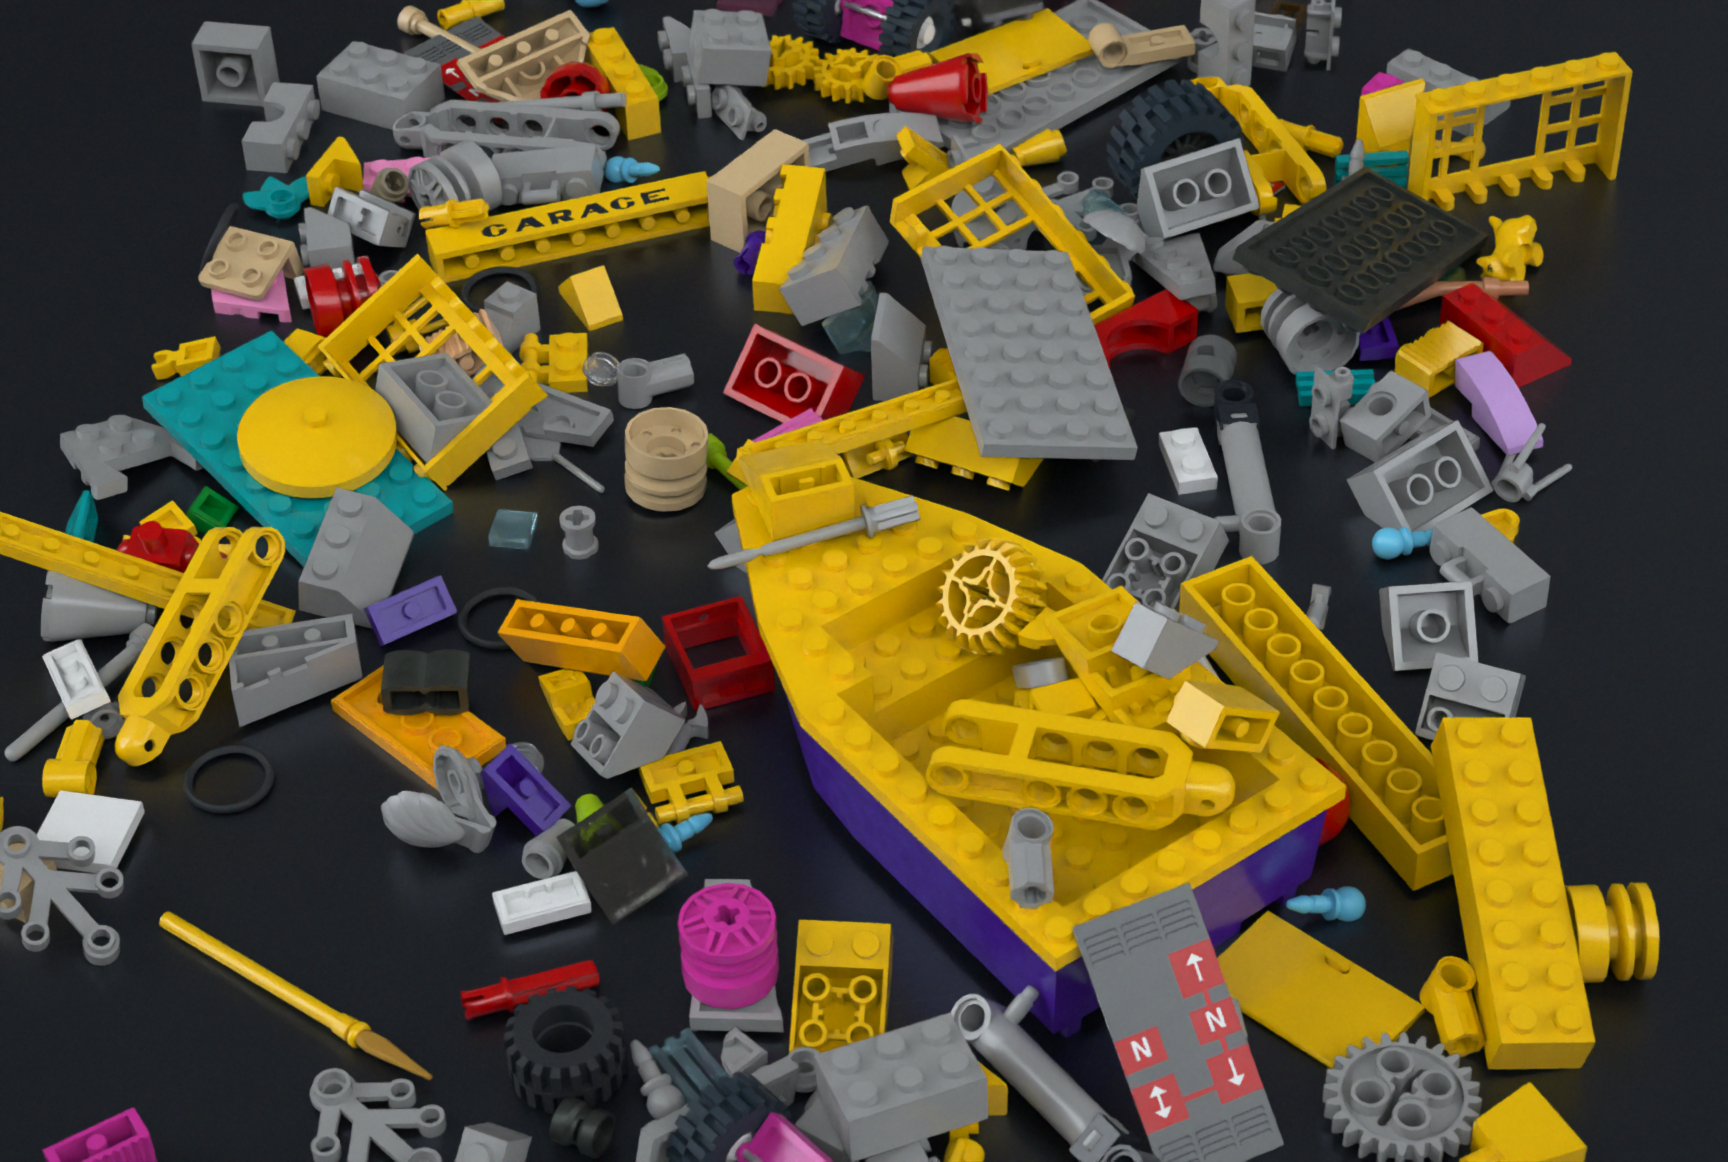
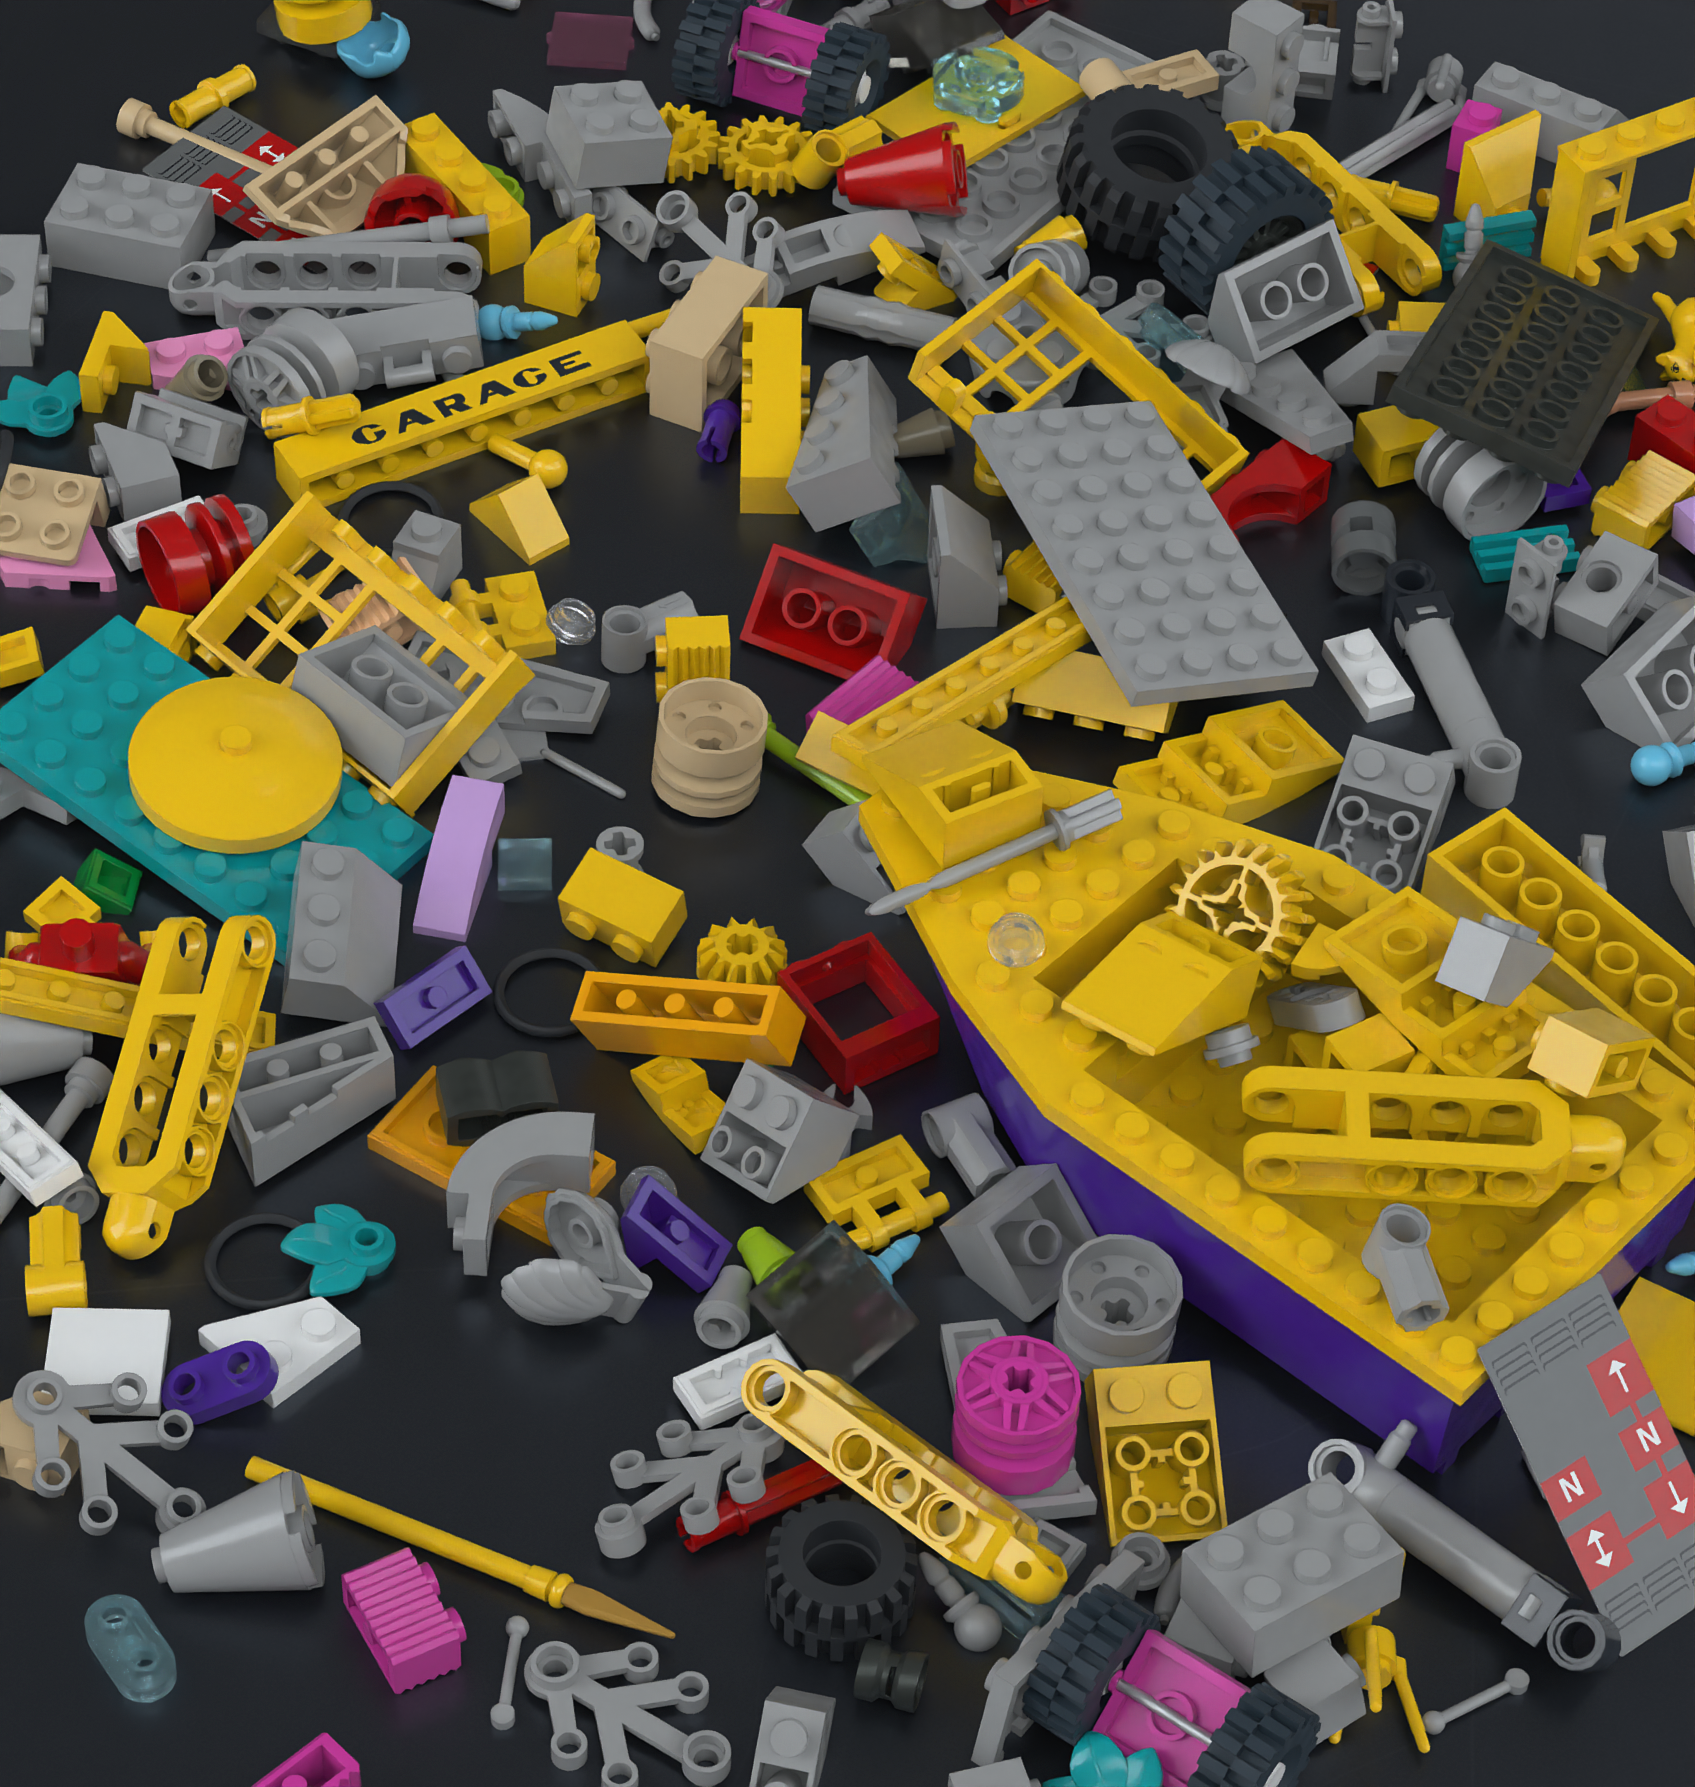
camera: 15 degrees left, 5 degrees up
(32, 1035) = (126, 1644): none -> clear light blue plate
(137, 968) = (246, 1543): none -> light grey cone
(160, 856) = (217, 1385): none -> dark purple plate
(219, 838) = (299, 1336): none -> white wing
(232, 1040) = (403, 1619): none -> dark pink brick
(283, 776) = (338, 1249): none -> teal plate
(286, 1118) = (503, 1713): none -> light grey hinge
(418, 730) = (508, 1163): none -> light grey arch
(463, 518) = (459, 858): none -> lavender slope
(479, 967) = (749, 1440): none -> light grey plant
(566, 563) = (622, 908): none -> yellow brick
(610, 954) = (868, 1450): none -> yellow piece
(619, 265) = (547, 463): none -> yellow bar
(647, 601) = (741, 954): none -> yellow gear
(674, 387) = (692, 650): none -> yellow brick
(675, 136) = (563, 268): none -> yellow slope
(769, 106) = (680, 215): none -> light grey plant
(771, 749) = (967, 1137): none -> light grey piece
(791, 828) = (1020, 1238): none -> light grey slope
(808, 594) = (1016, 940): none -> clear plate
(838, 875) = (1117, 1304): none -> light grey wheel
(883, 185) = (875, 318): none -> light grey axle
(899, 268) = (924, 434): none -> dark tan cone
(916, 639) = (1166, 985): none -> yellow slope
(959, 688) = (1231, 1045): none -> light grey plate
(1013, 36) = (960, 89): none -> clear light blue plate
(1036, 159) = (1057, 255): none -> light grey wheel
(1066, 512) = (1238, 764): none -> yellow slope
(1104, 73) = (1143, 129): none -> black tyre
(1323, 102) = (1402, 139): none -> light grey axle
(1368, 65) = (1441, 83): none -> light grey plant

